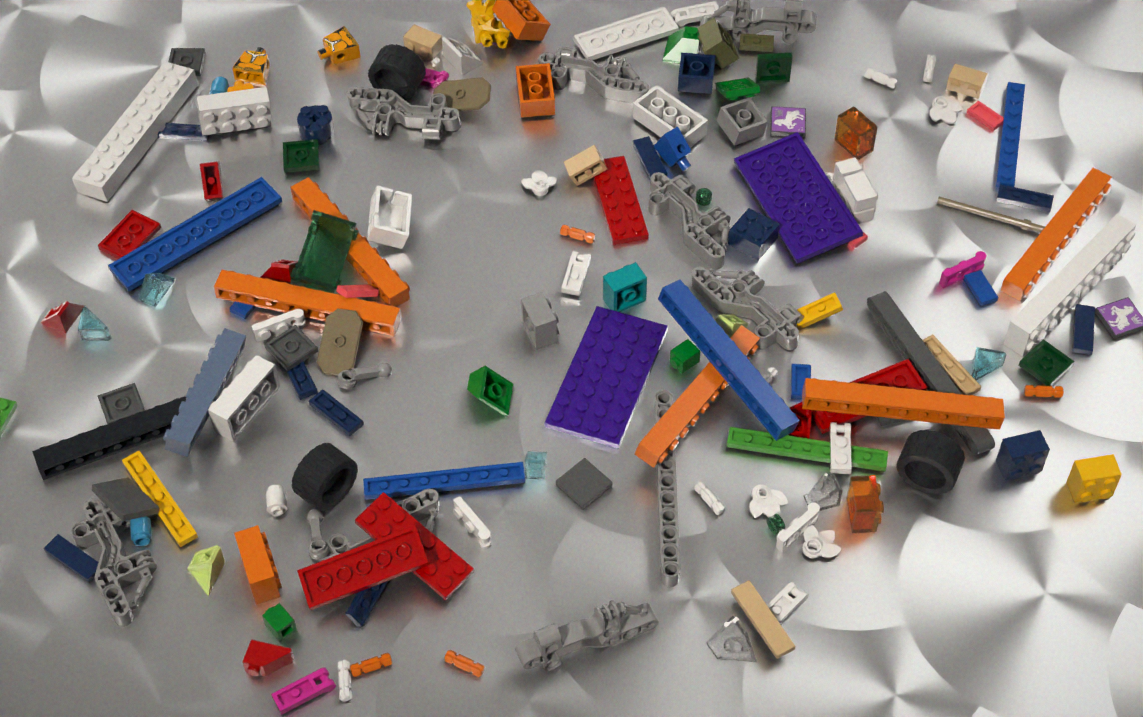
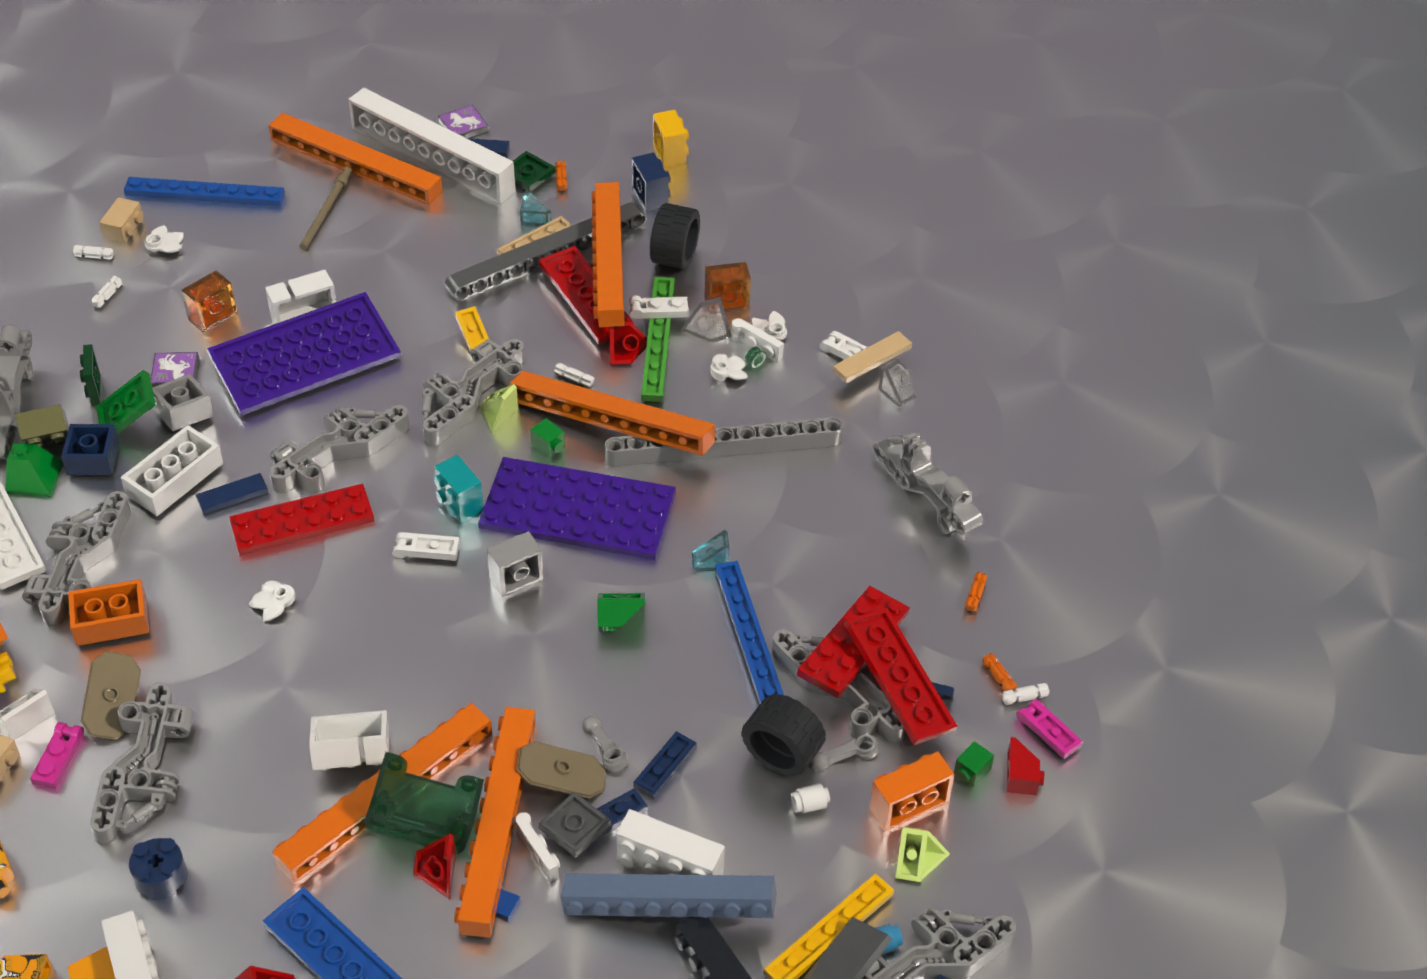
camera: 100 degrees left, 5 degrees down
(301, 156) = (216, 881): dark green plate -> none
(355, 291) = (477, 761): coral tile -> none
(397, 70) = (72, 765): black tyre -> none
(472, 522) = (803, 602): white plate -> none
(578, 234) = (361, 552): orange axle -> none
(583, 483) = (730, 514): dark grey tile -> none
(585, 165) = (253, 545): tan brick -> none
(674, 149) = (227, 461): blue torso -> none
(702, 193) = (297, 434): clear green bush -> none
(709, 497) = (730, 410): white axle -> none
(728, 360) = (565, 383): blue brick -> none
(753, 234) = (363, 386): dark blue brick -> none
(756, 42) = (33, 397): olive plate -> none
(798, 375) = (567, 348): blue tile -> none
(956, 273) = (408, 224): dark pink plate -> none
(980, 288) = (429, 216): blue tile -> none
(985, 115) = (173, 210): coral tile -> none
(1025, 198) = (300, 183): dark blue tile -> none

